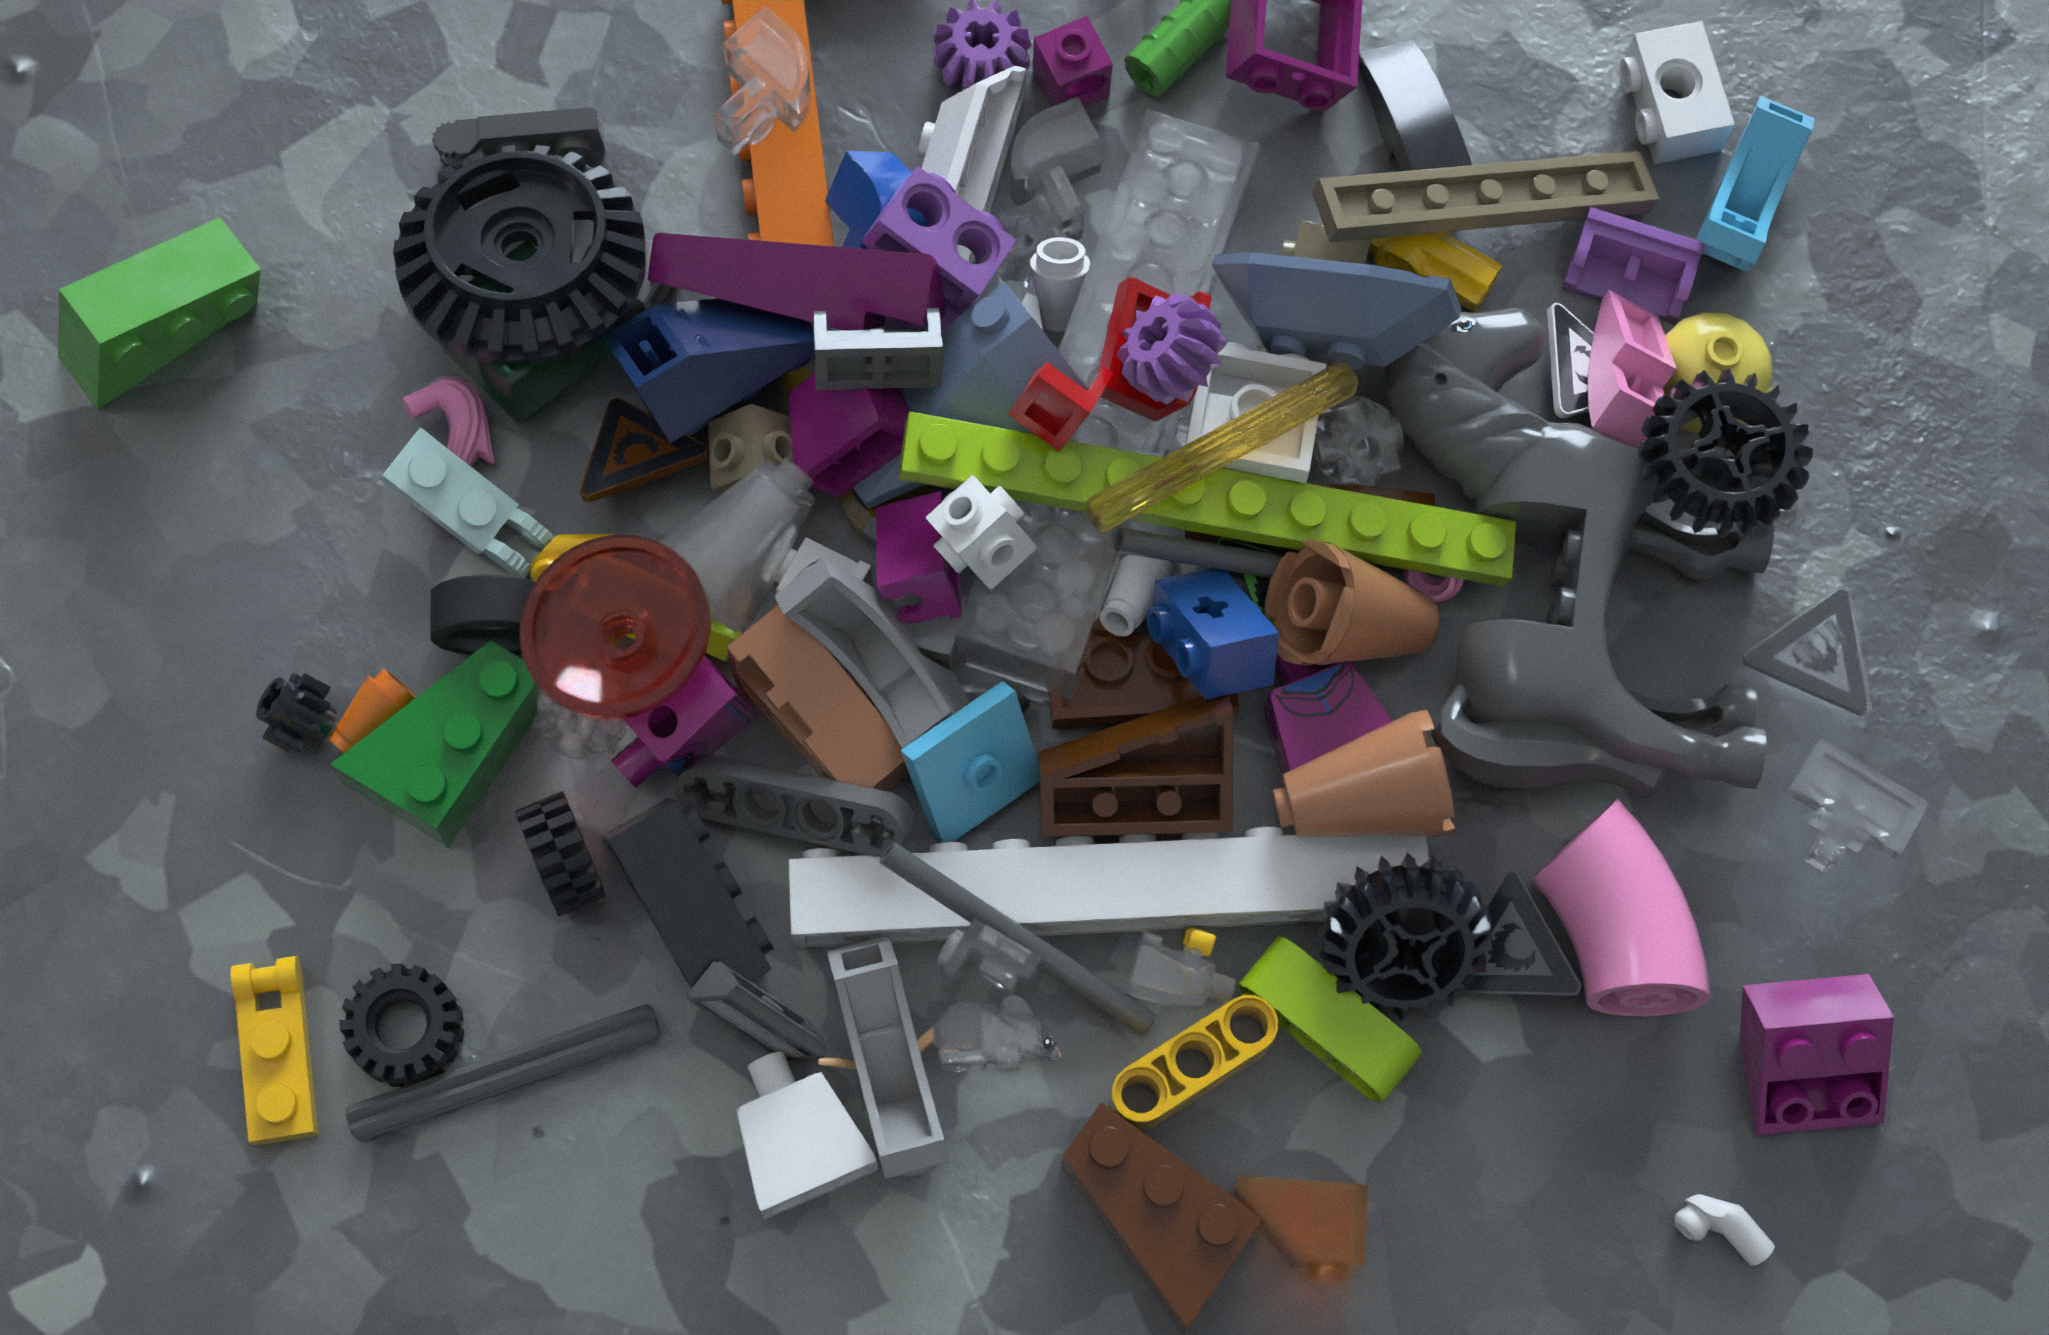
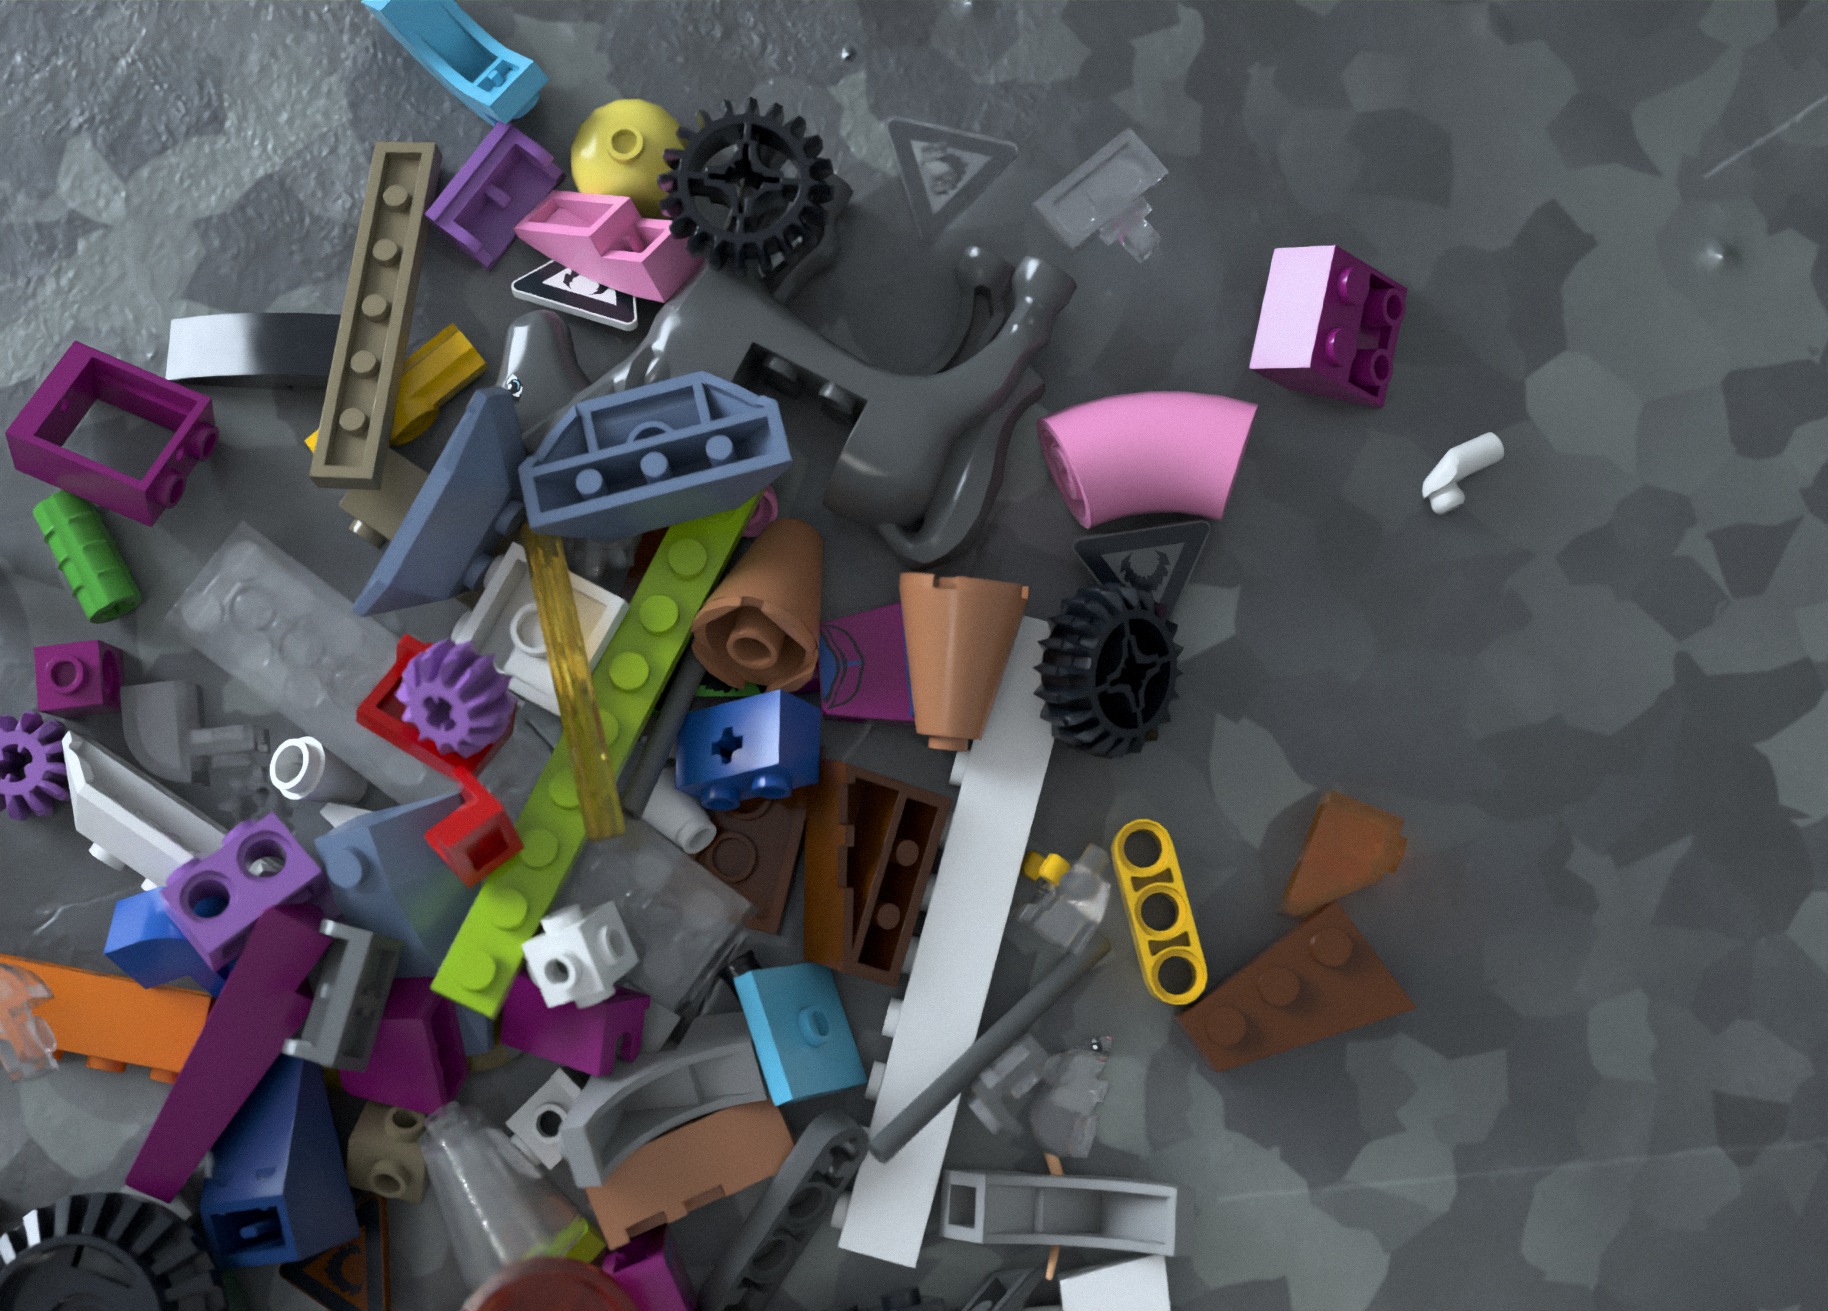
camera: 65 degrees left, 10 degrees up
(1331, 1025) = (1168, 762): lime beam -> none
(1444, 453) = (653, 458): none -> sand blue wedge
(1683, 62) = (297, 61): white brick -> none

